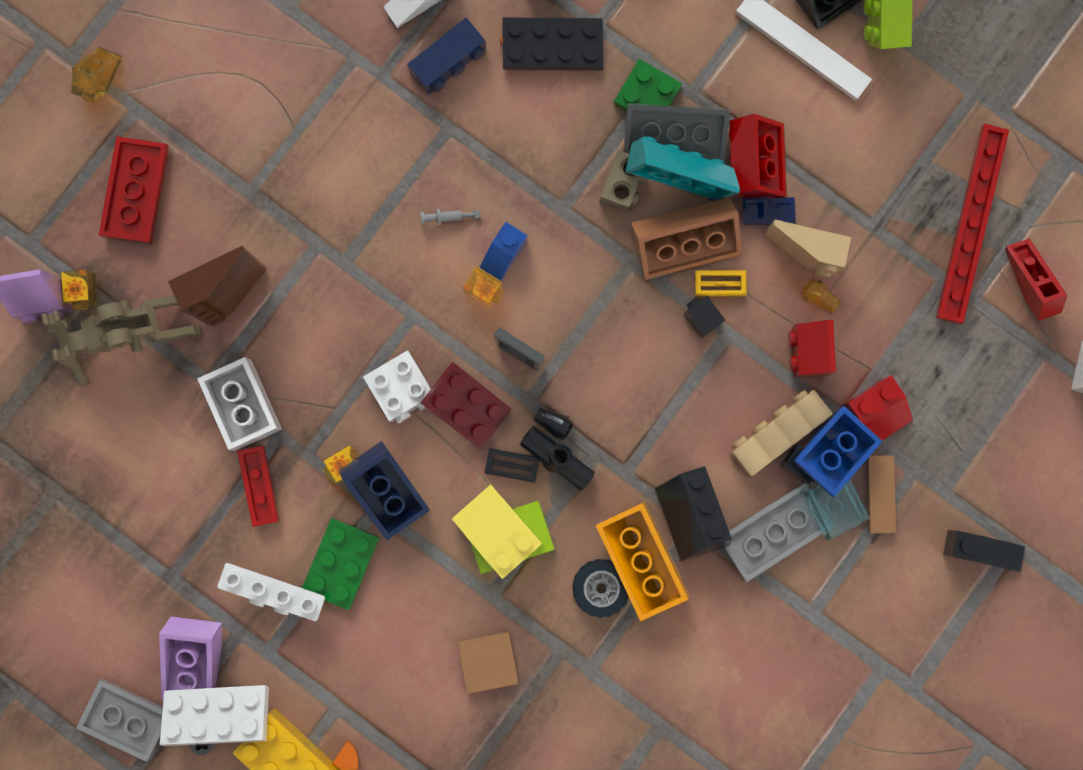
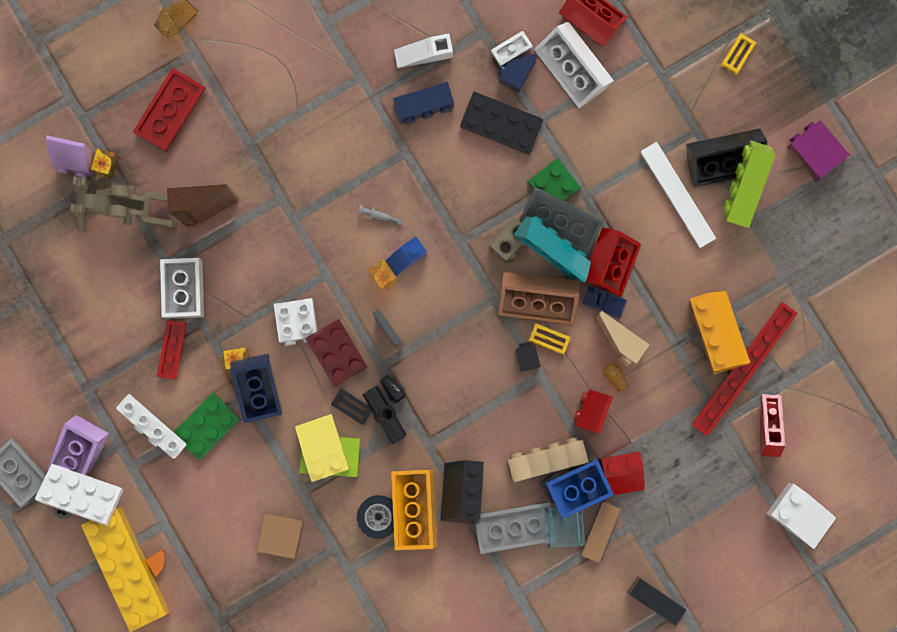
camera: 25 degrees right, 0 degrees up
(923, 191) = (719, 331): none -> light orange slope

